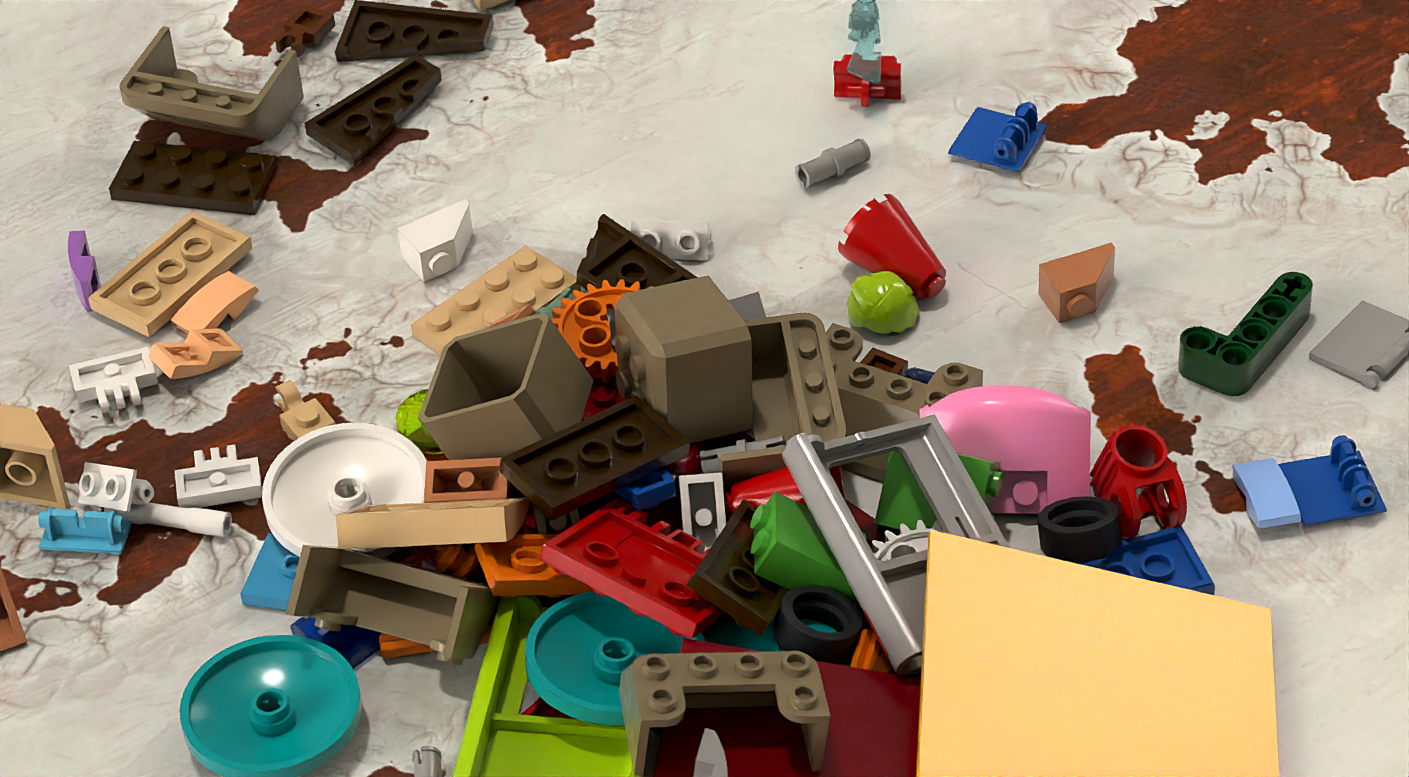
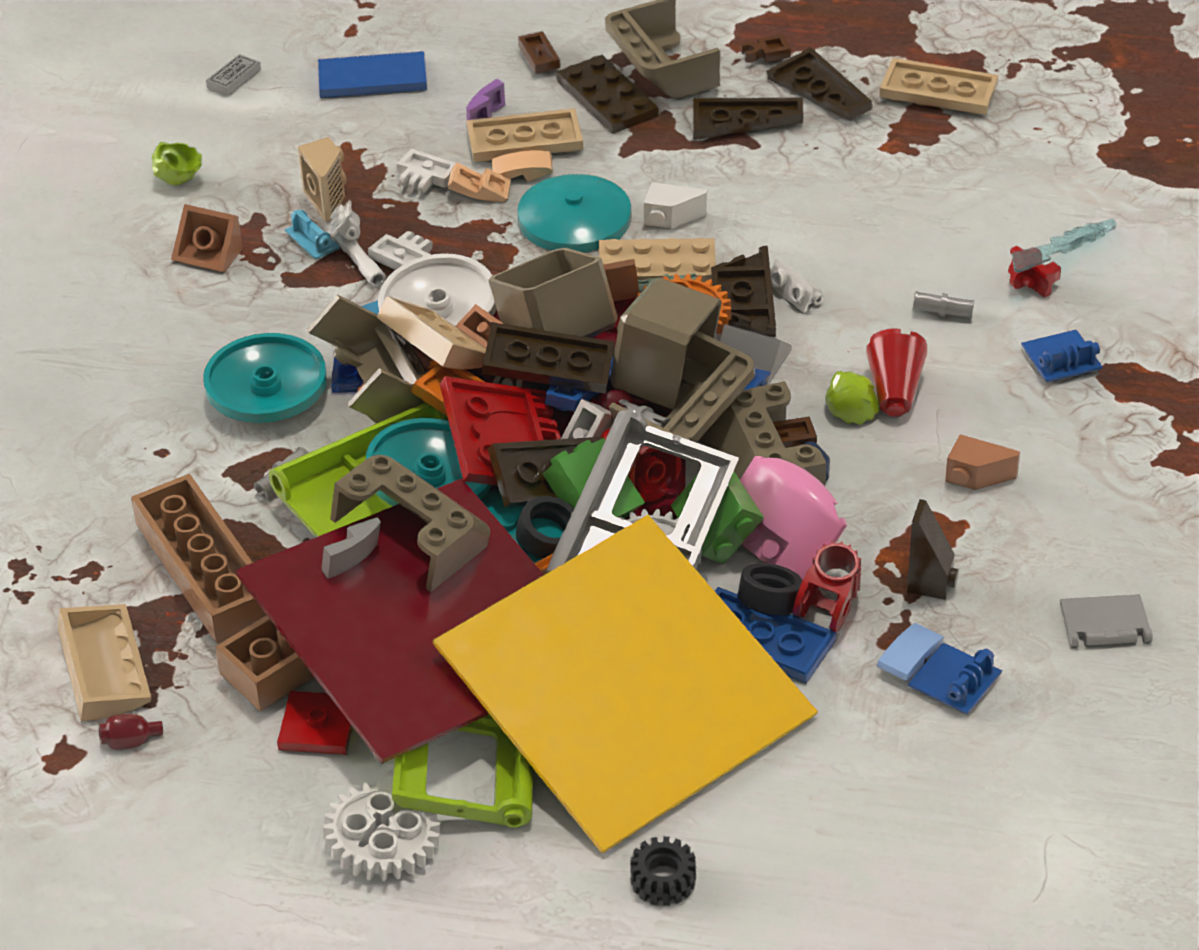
camera: 45 degrees right, 0 degrees up
(59, 180) = (539, 52): none -> reddish brown plate
(298, 416) = (487, 251): tan plate -> none
(338, 317) = (574, 212): none -> teal dish
(1181, 396) = (930, 557): none -> dark brown slope
(1238, 360) = (1035, 566): dark green beam -> none

